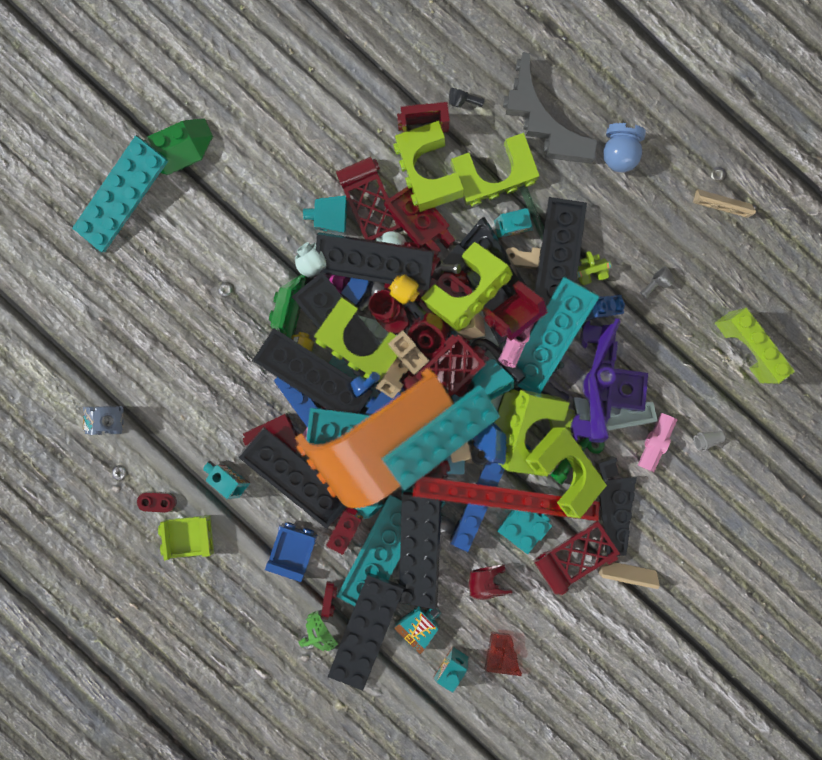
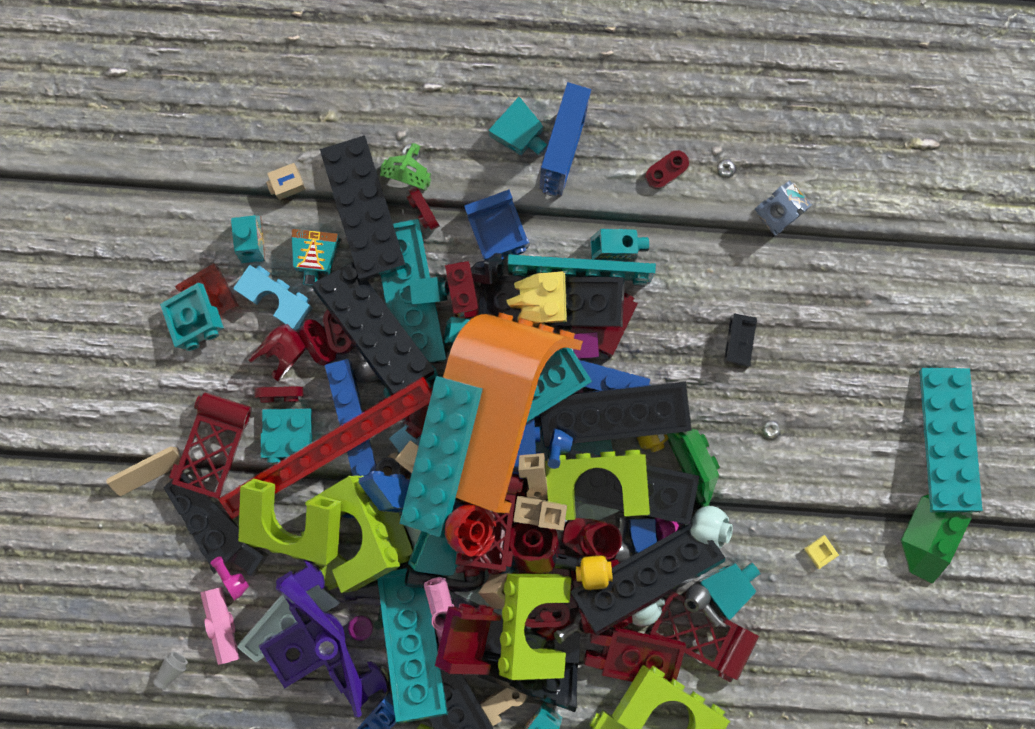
camera: 140 degrees right, 5 degrees down
(186, 537) = (610, 159): lime panel -> none
(198, 359) = (740, 340): none -> black hinge
(202, 575) = (564, 139): none -> blue window
(227, 453) = (631, 271): none -> teal plate
(228, 602) = (519, 129): none -> teal torso
(256, 191) = (821, 552): none -> light yellow tile
(293, 431) = (589, 346): none -> magenta tile
(299, 485) = (541, 298): none -> light yellow plate
(318, 528) = (488, 270): none -> black bracket
(354, 224) = (698, 599): none -> flat silver bar
(365, 546) = (429, 290): none -> teal brick
(400, 687) = (285, 181): none -> tan brick
(445, 565) = (335, 335): none -> dark red plate
(460, 376) = (470, 530): none -> red cylinder
(460, 569) = (316, 342): none -> dark red plate
(470, 635) = (256, 284): none -> medium azure arch
(515, 560) = (289, 393): none -> dark red plate
(526, 647) = (191, 318): none -> teal plate
(563, 469) = (293, 525): green plant -> none
(572, 372) = (360, 628): none -> magenta tile
(628, 460) = (235, 583): none -> dark pink bar

